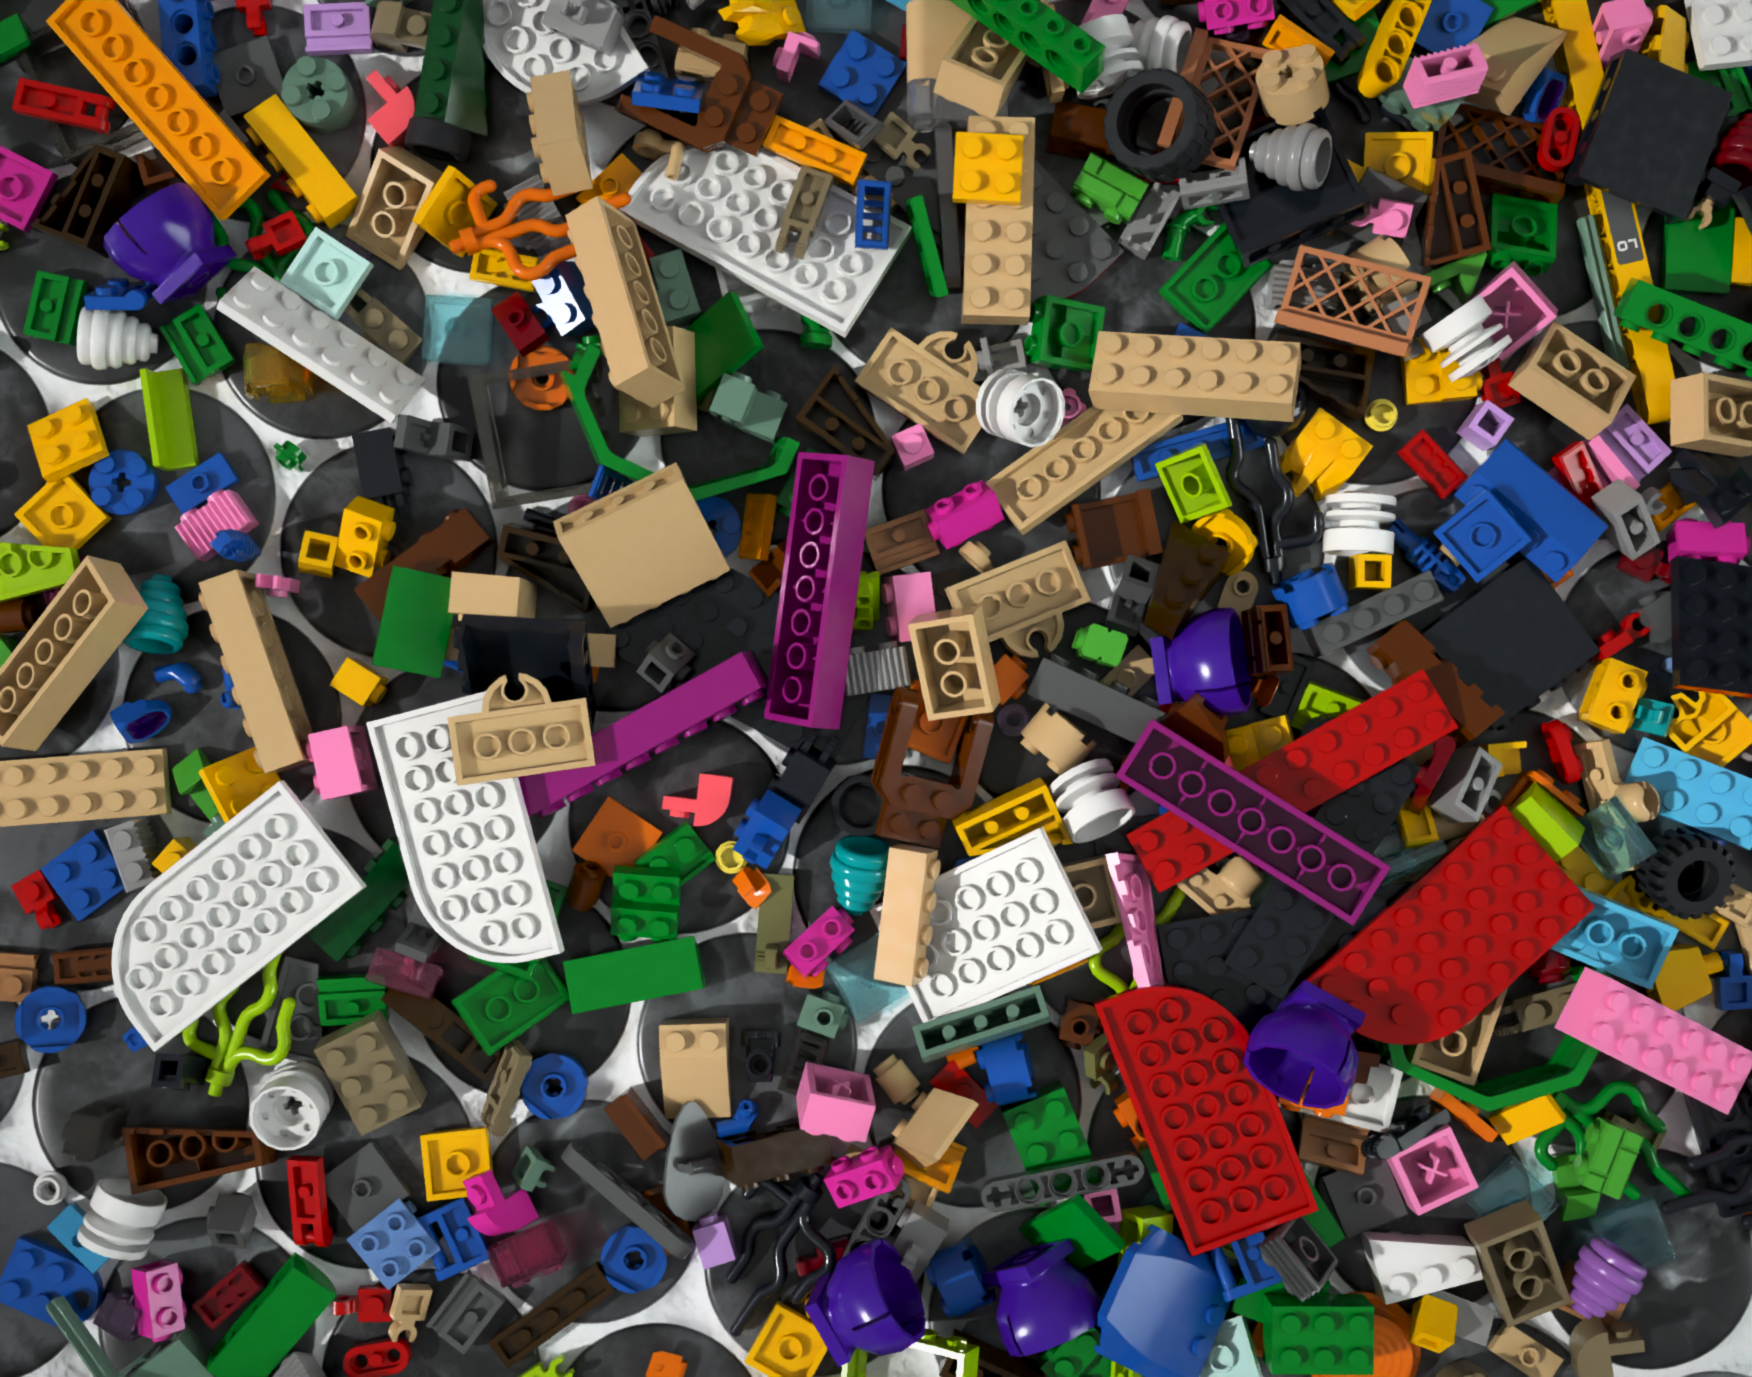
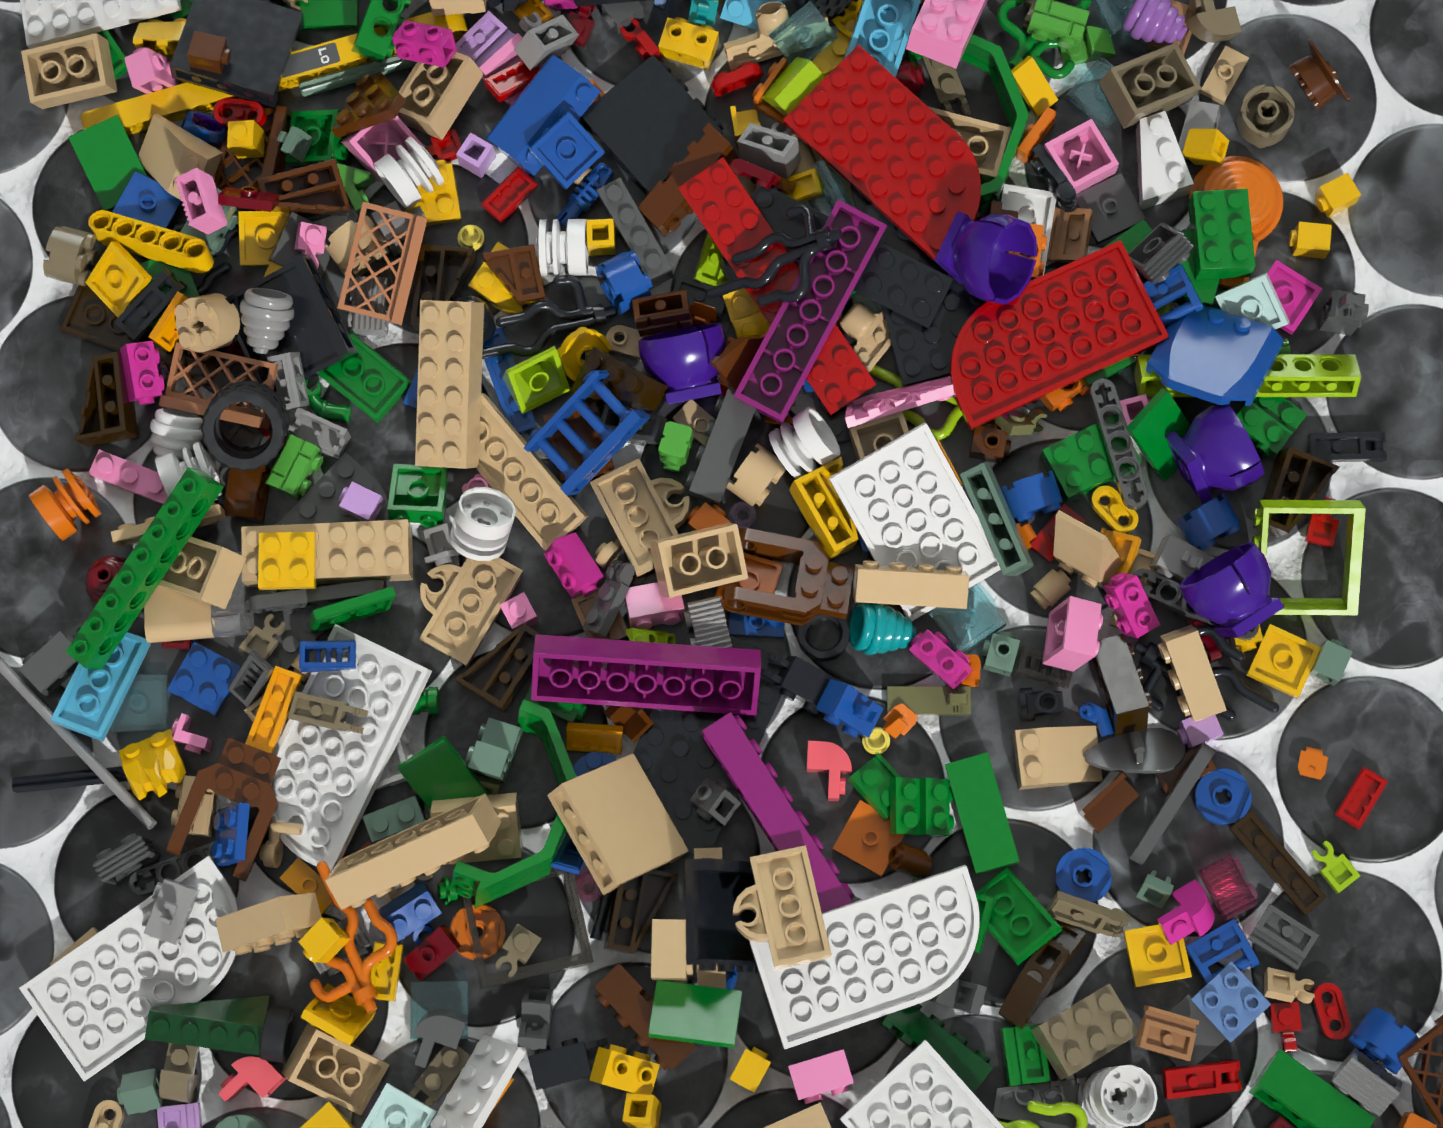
camera: 90 degrees left, 10 degrees down
(359, 1167) = (1167, 1033): none -> medium nougat plate
(404, 973) = (997, 1007): clear pink panel -> none
(430, 325) = (437, 1026): none -> dark grey brick
(512, 423) = (519, 947): none -> dark tan plate
(532, 194) = (323, 941): none -> yellow brick
(774, 1241) = (1191, 673): none -> tan brick
(919, 554) = (609, 598): none -> dark grey hinge
(987, 1164) = (1114, 510): none -> yellow plate
(1057, 264) = (361, 502): none -> lavender brick
(1109, 566) = (611, 439): none -> blue fence
(1330, 822) = (804, 250): none -> black plant
(1331, 467) = (518, 272): none -> reddish brown wing
(1445, 136) = (248, 198): none -> dark red plate
(1515, 204) = (295, 143): none -> sand green tile
(1525, 144) = (245, 139): none -> yellow brick
(1557, 295) = (369, 104): none -> reddish brown plate
(1633, 366) = (424, 43): none -> dark pink brick
(1640, 95) = (208, 52): none -> reddish brown brick

